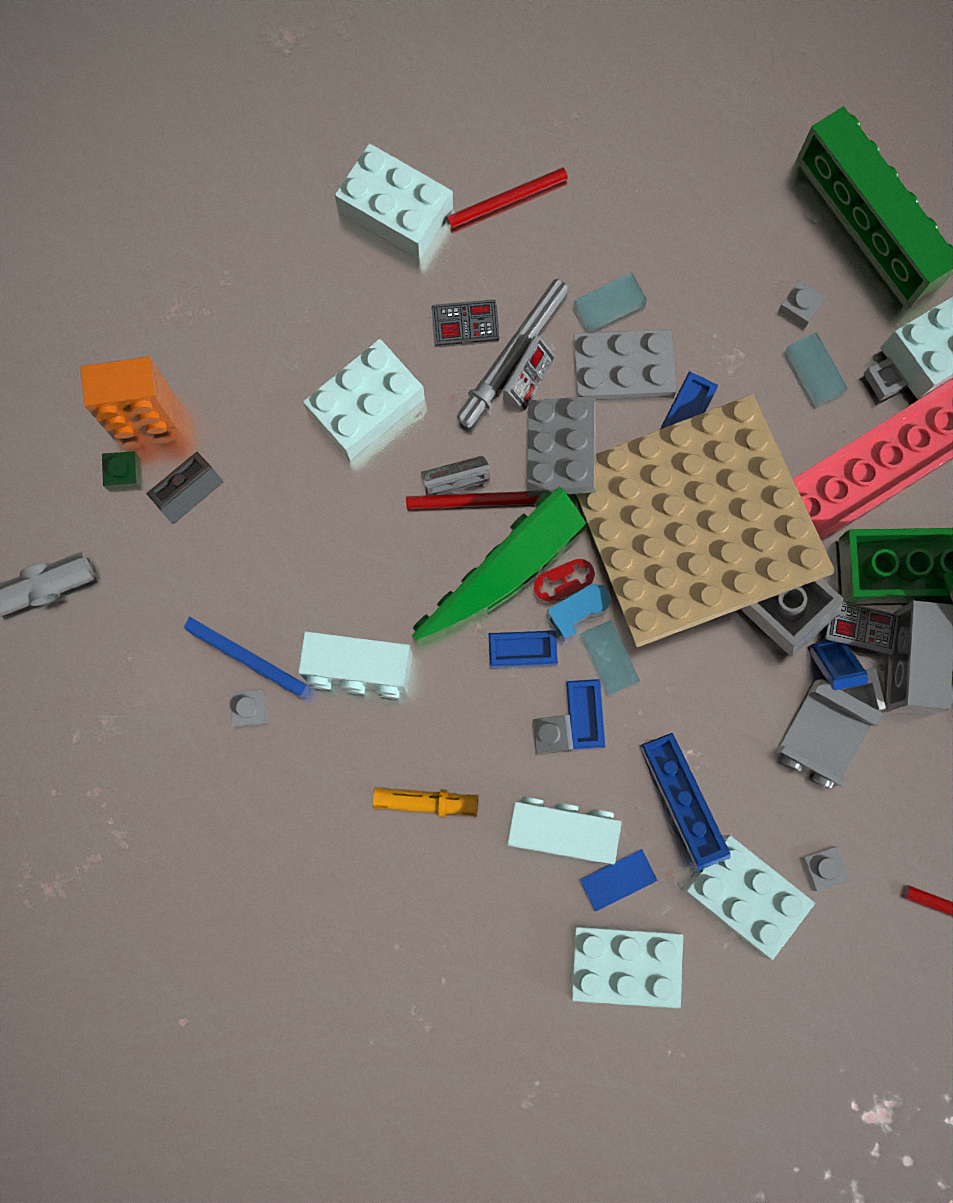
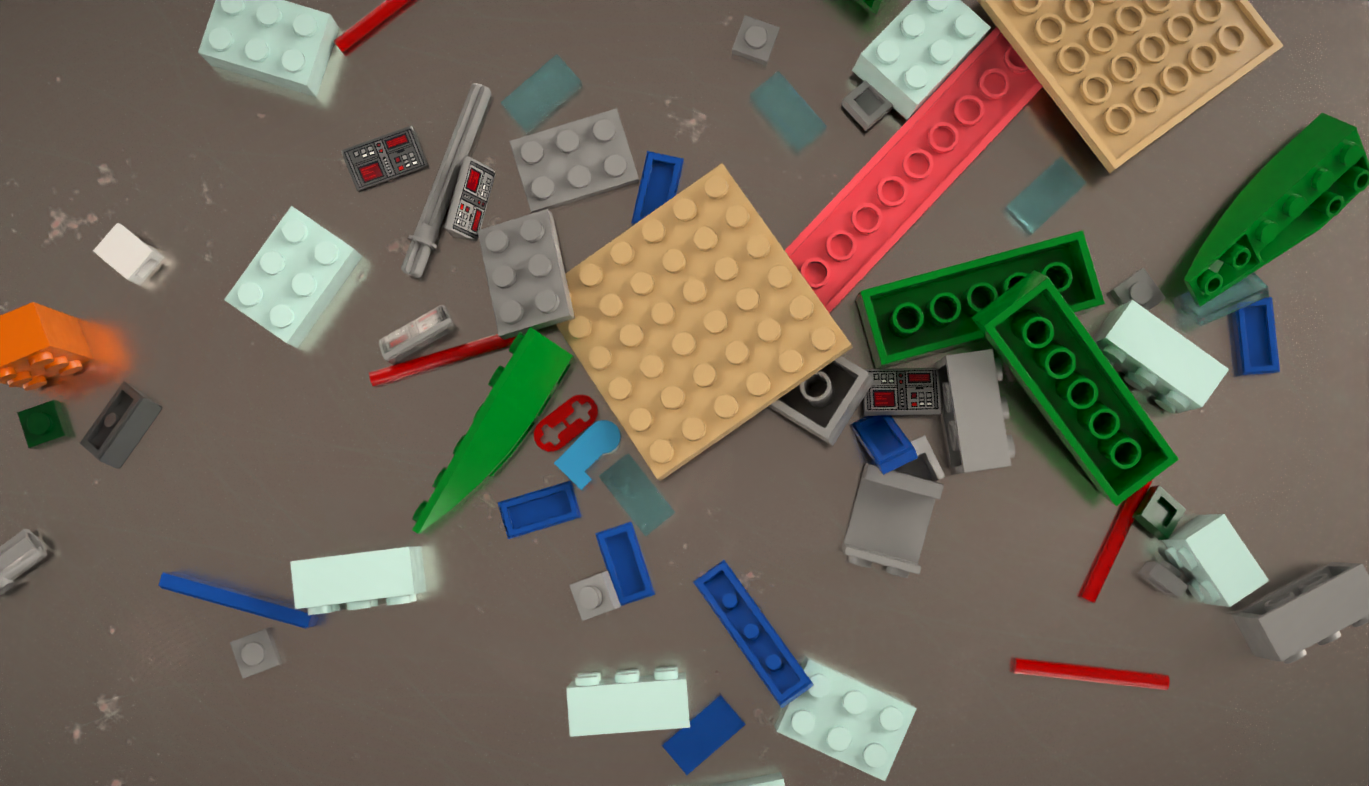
camera: 15 degrees left, 5 degrees up
(230, 346) = (128, 254): none -> white panel
(422, 801) = (489, 702): light orange pin -> none
(825, 868) = (922, 663): light grey plate -> none

